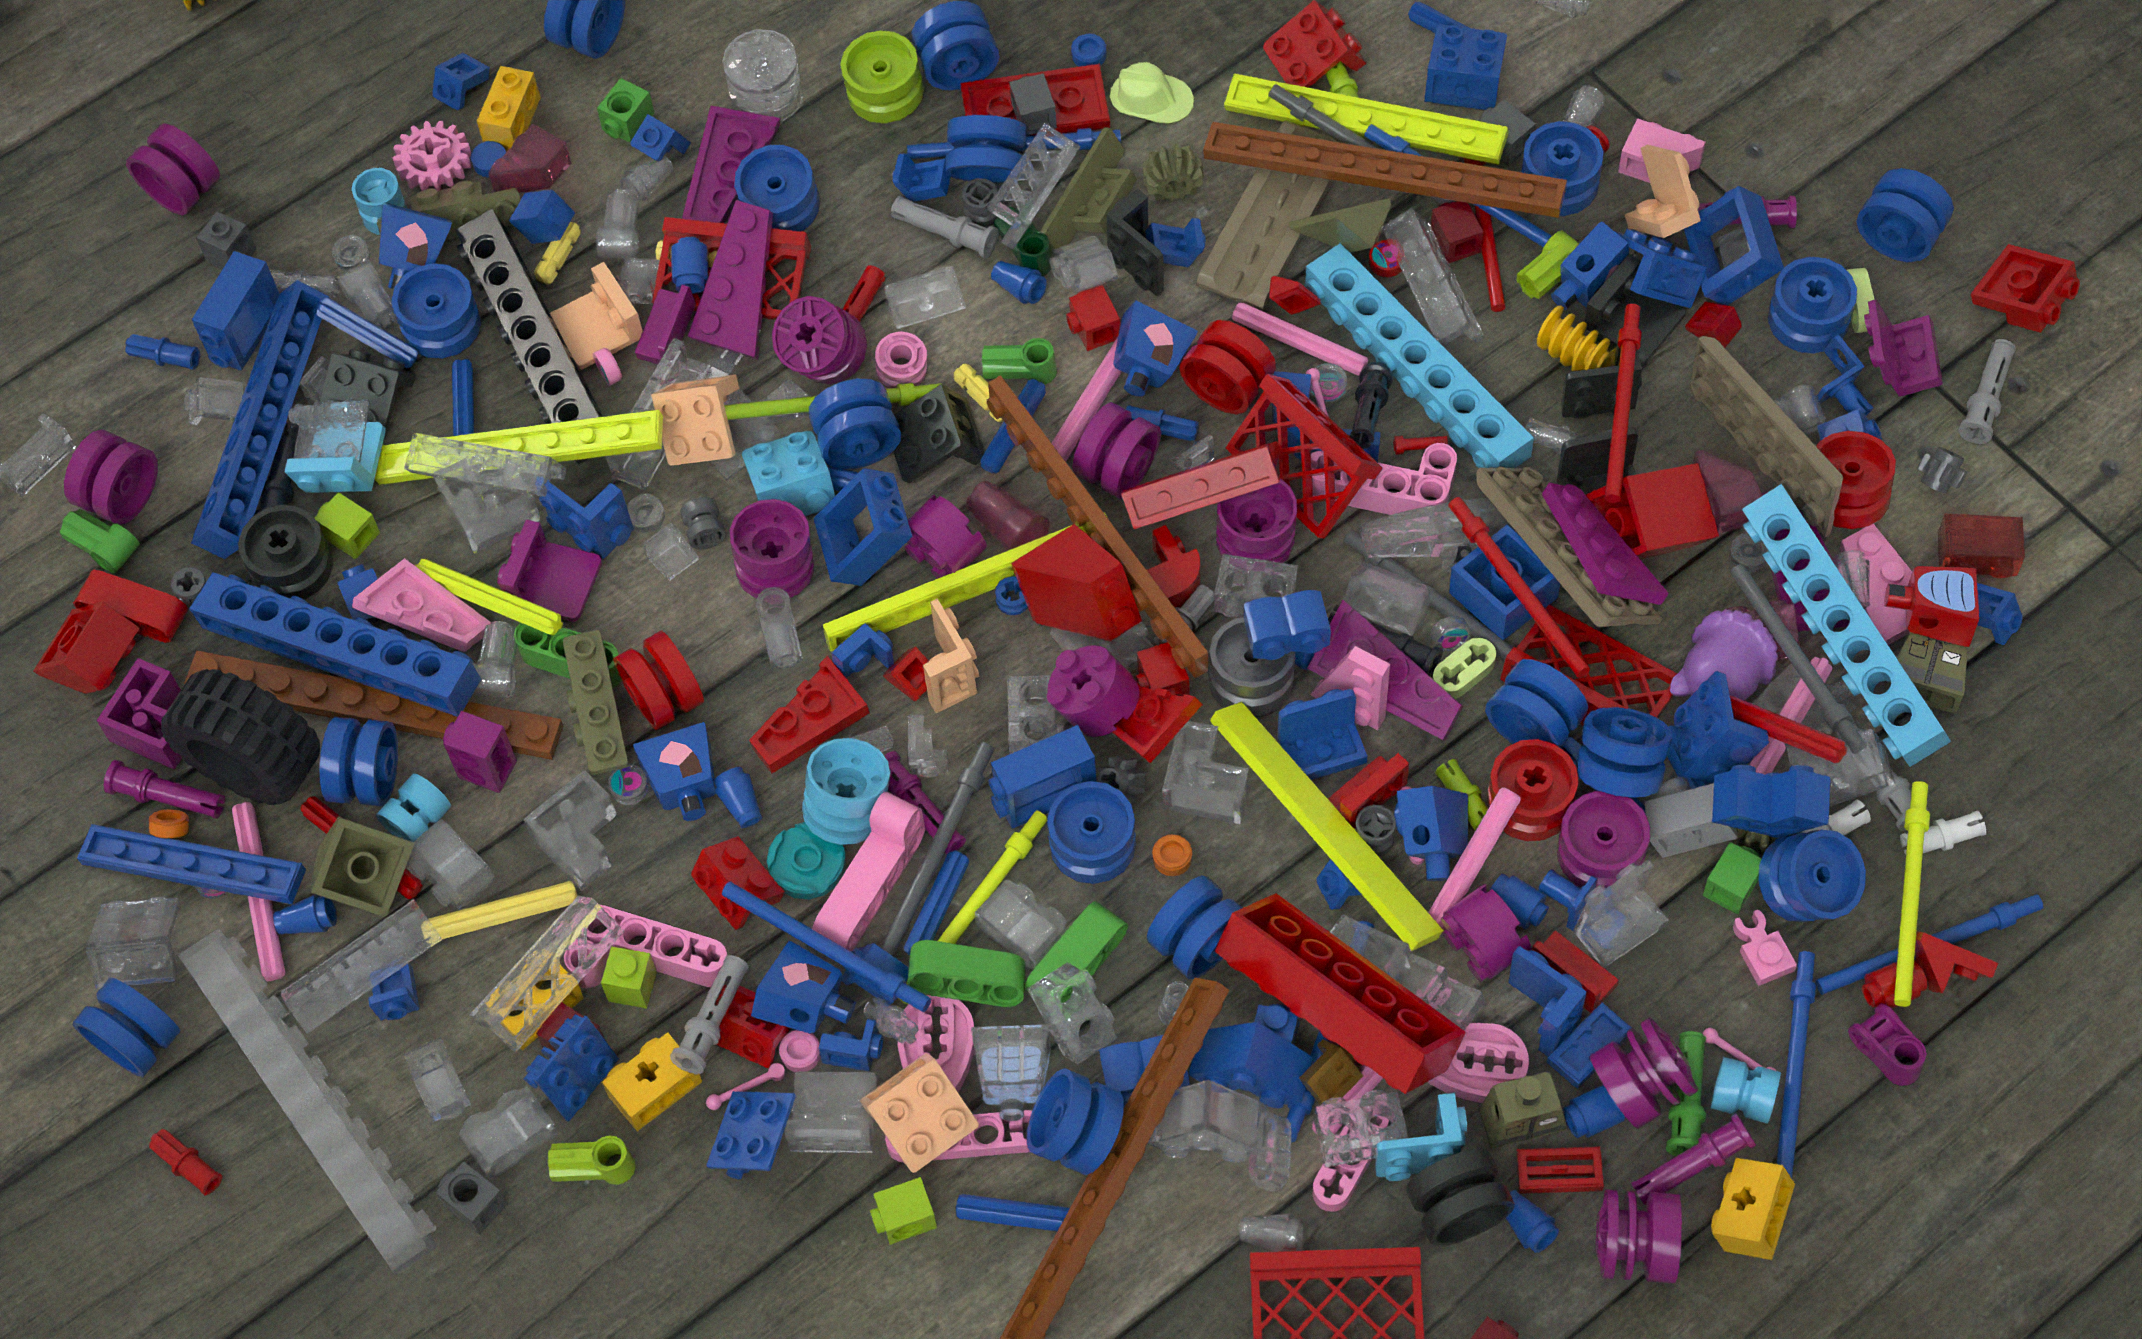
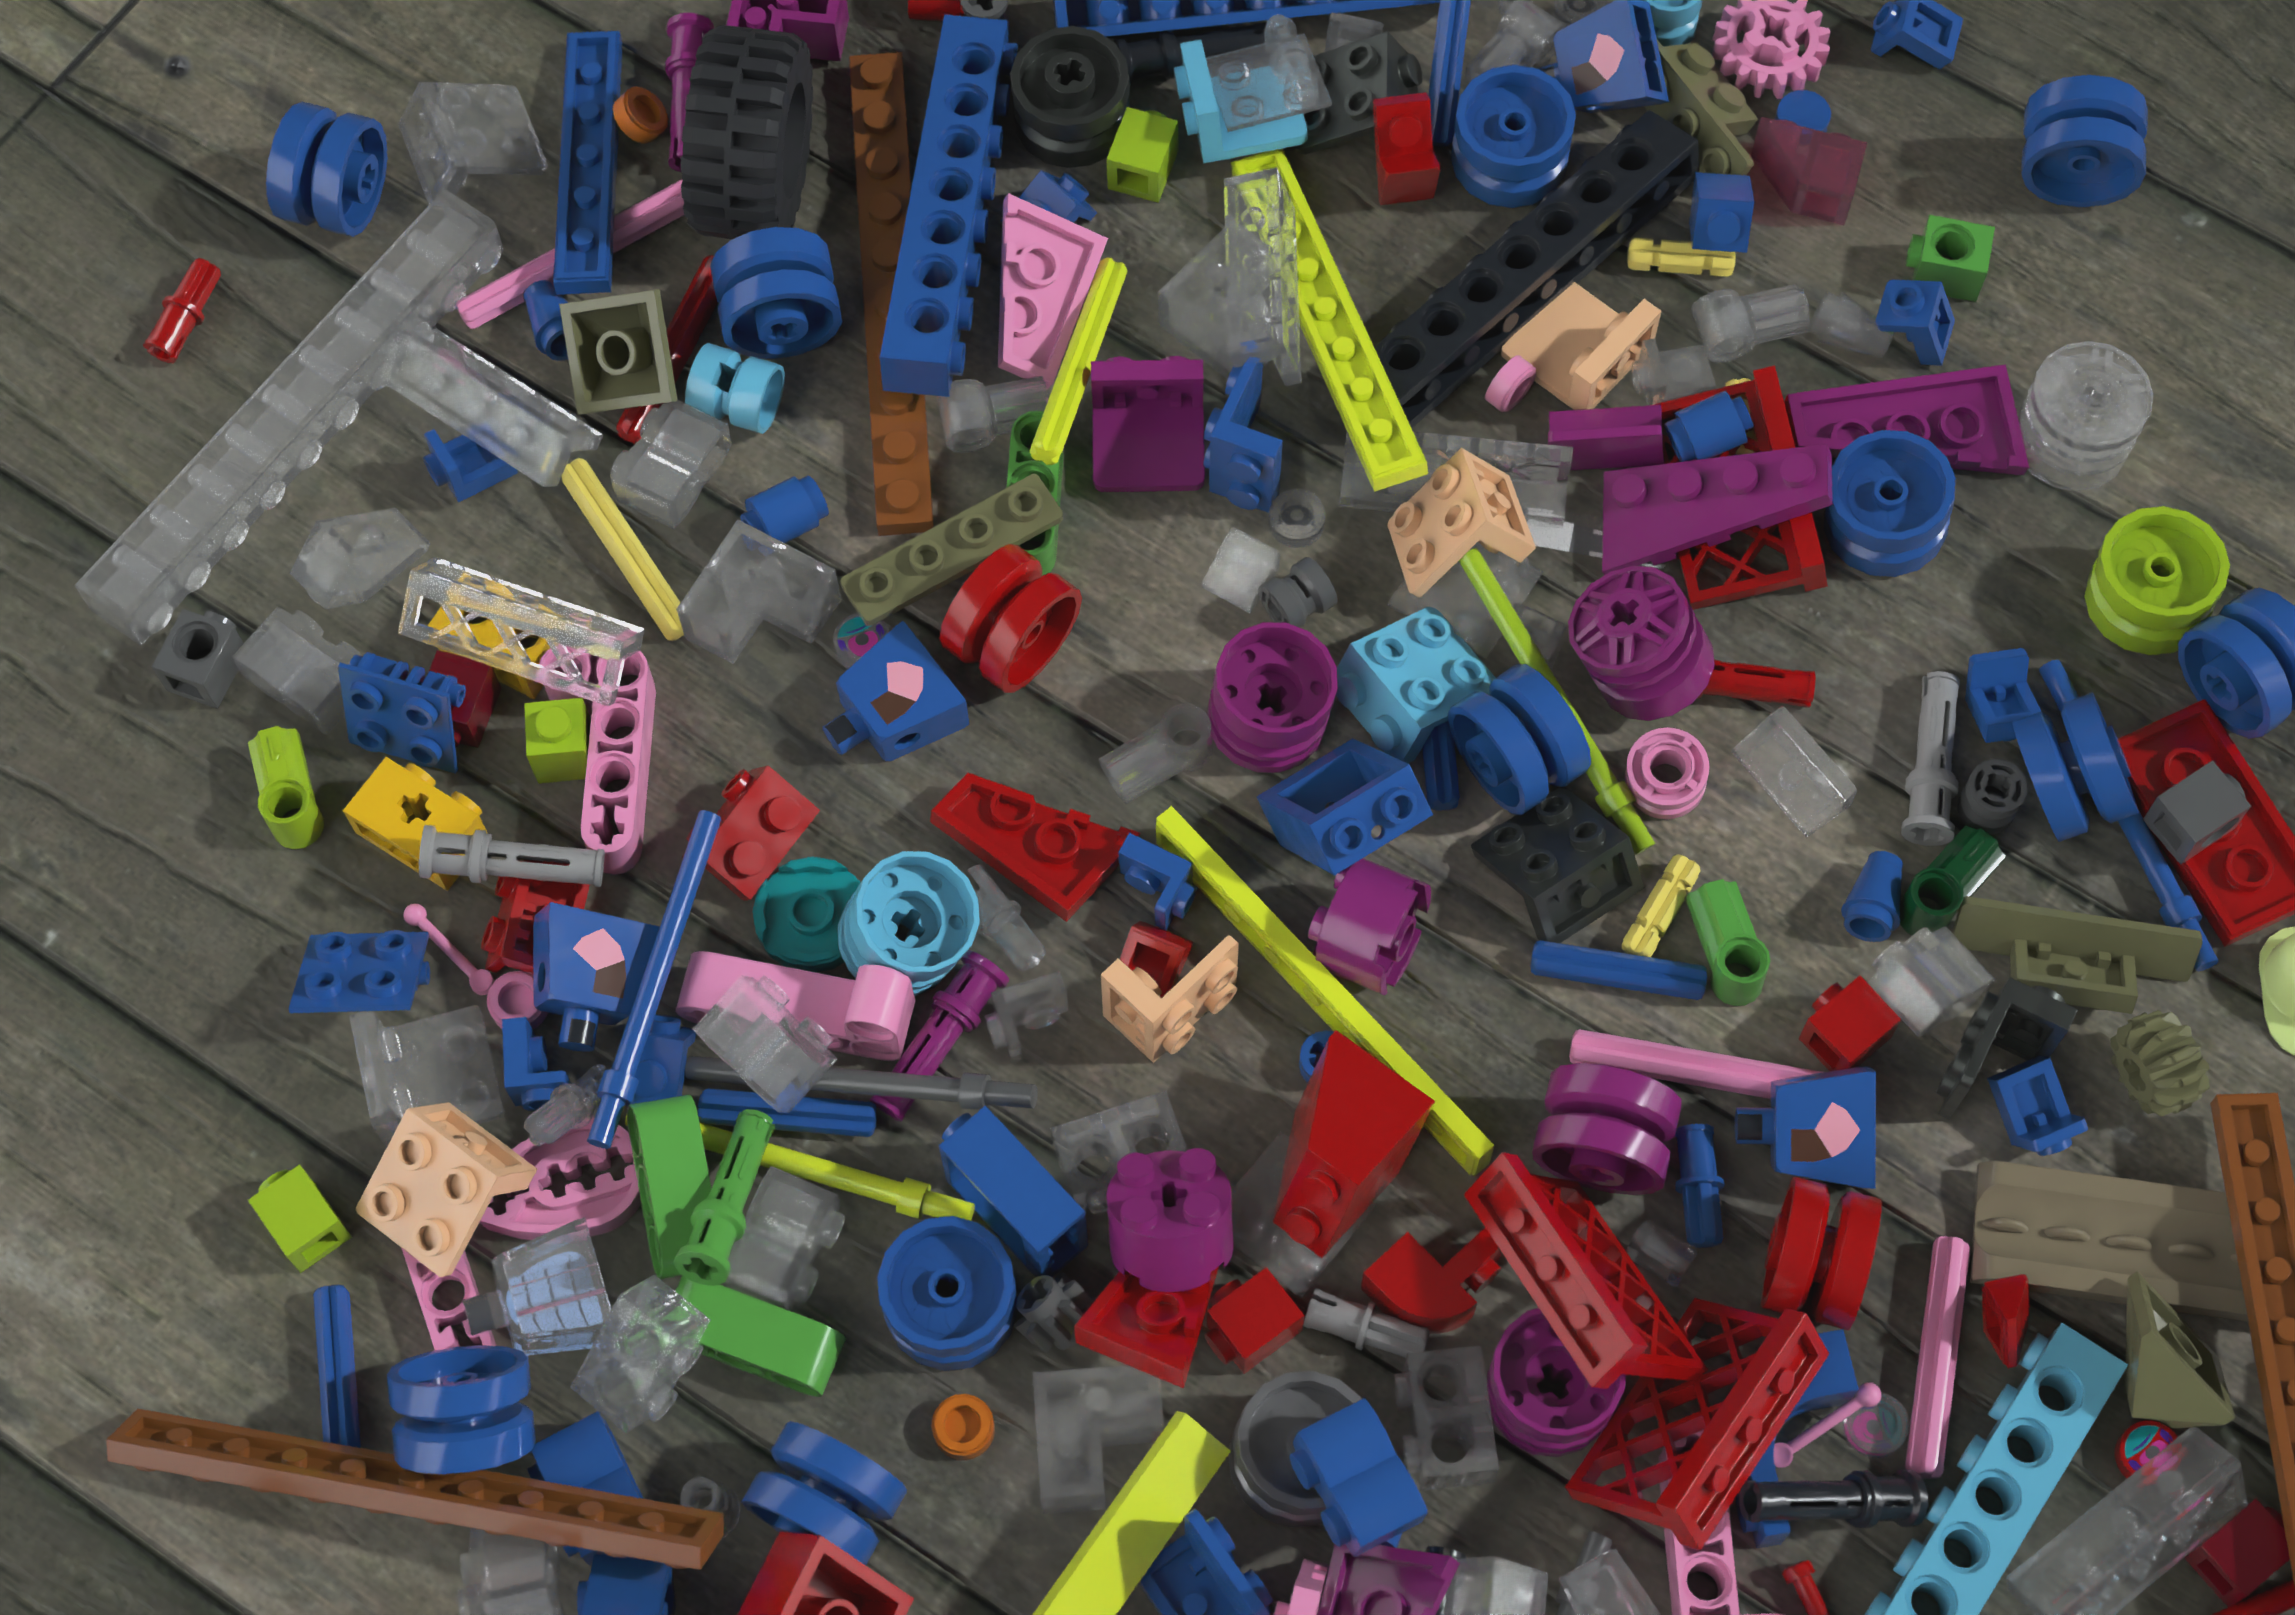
camera: 70 degrees right, 5 degrees up
(420, 371) = (1404, 149): none -> red slope
(462, 397) = (1391, 226): blue axle -> none
(479, 751) = (835, 432): magenta brick -> none
(509, 106) = (1891, 106): yellow brick -> none
(514, 802) = (786, 509): none -> blue brick
(738, 796) = (878, 790): blue cone -> none
(896, 888) = (766, 1042): none -> clear brick
(1002, 940) = (720, 1217): none -> bright green pin
(1006, 516) = (1446, 1008): clear pink plant -> none
(1040, 190) = (2026, 870): clear fence -> none
(1086, 513) = (1434, 1153): dark orange plate -> none

